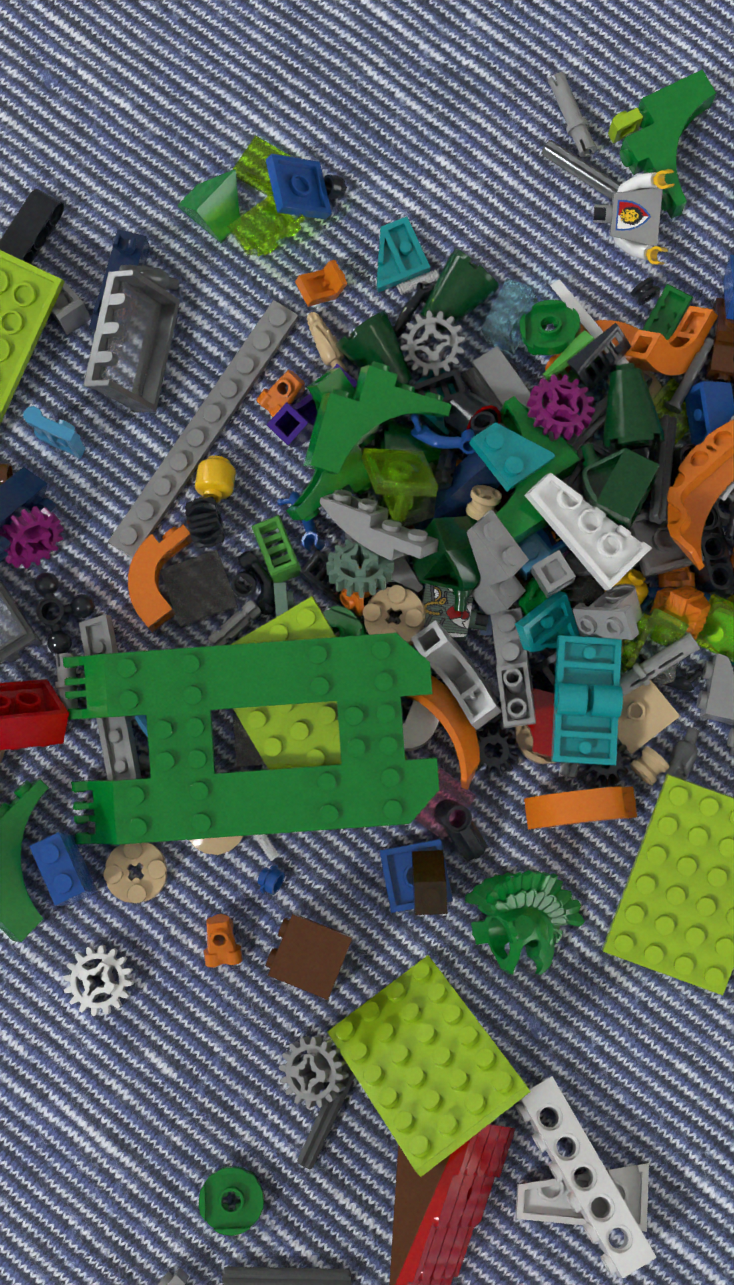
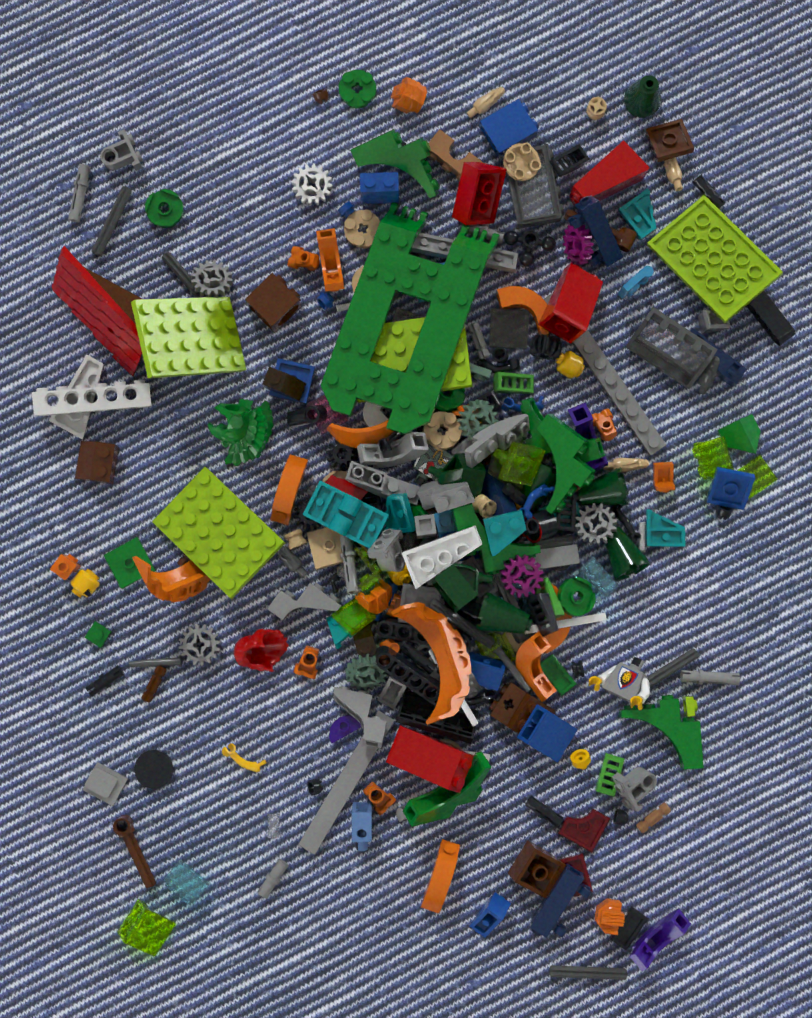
camera: 110 degrees right, 5 degrees up
(116, 908) = (346, 209): none -> blue plate
(125, 507) = (571, 303): none -> red slope
(207, 897) = (330, 260): none -> orange arch
(450, 688) = (386, 442): none -> black piece
(673, 1123) = (97, 462): none -> reddish brown slope

